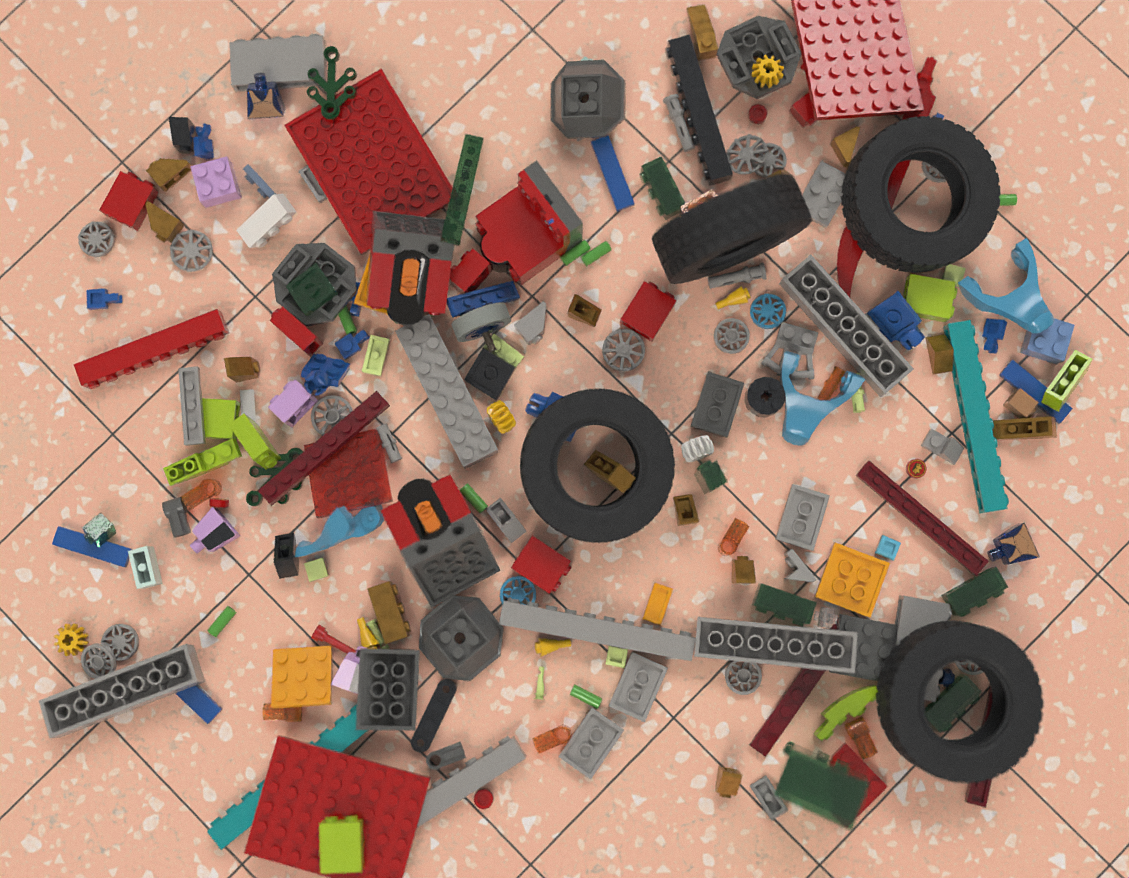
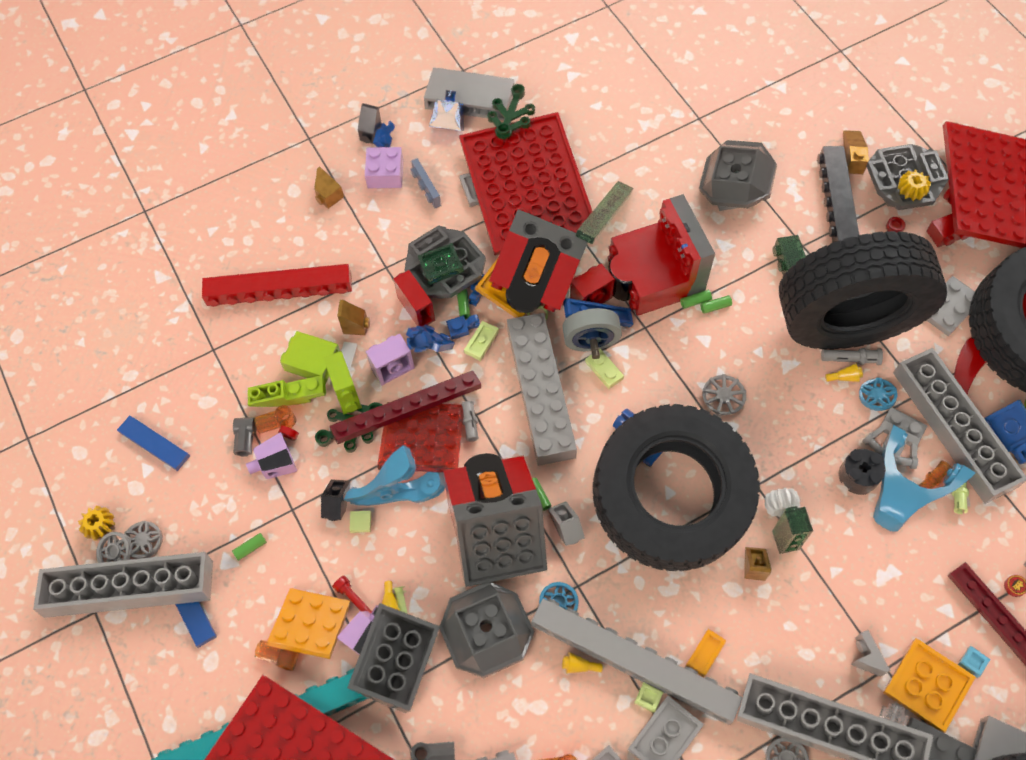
camera: 15 degrees right, 20 degrees down
(96, 239) = (263, 189): light grey wheel -> none
(98, 530) = (165, 427): clear green brick -> none
(100, 298) = (247, 234): blue plate -> none
(128, 200) = (301, 164): red brick -> none
(145, 567) = (195, 472): light aqua brick -> none
(168, 172) = (346, 151): pearl gold slope -> none
(191, 250) = (342, 216): light grey wheel -> none
(191, 406) = (295, 336): light grey plate -> none
(266, 221) = (418, 204): white brick -> none
(331, 415) = (421, 382): light grey wheel -> none
(389, 612) = (420, 582): pearl gold brick -> none
(433, 715) = (433, 706): black plate -> none
(490, 373) = (587, 381): black plate -> none
(501, 416) = (587, 422): yellow gear -> none
(532, 325) = (639, 349): light grey slope -> none
(540, 685) = (554, 714): yellowish green piece -> none
(541, 565) = (591, 577): red brick -> none
(583, 311) = (692, 349): pearl gold slope -> none
(585, 696) = (604, 732): bright green hinge -> none
(609, 471) = (687, 496): pearl gold brick -> none
(612, 173) = (747, 243): blue tile -> none
(648, 310) = (756, 364): red brick -> none
(676, 114) = (818, 208): light grey pin -> none
(717, 404) = (810, 467): dark grey plate -> none
(731, 336) = (836, 408): light grey wheel -> none
(733, 536) = (803, 603): clear orange piece -> none
(743, 570) = (808, 641): pearl gold slope -> none
(783, 605) = (846, 688): clear green brick -> none
(802, 517) = (882, 603): light grey plate -> none
(844, 145) = (977, 267): pearl gold slope -> none

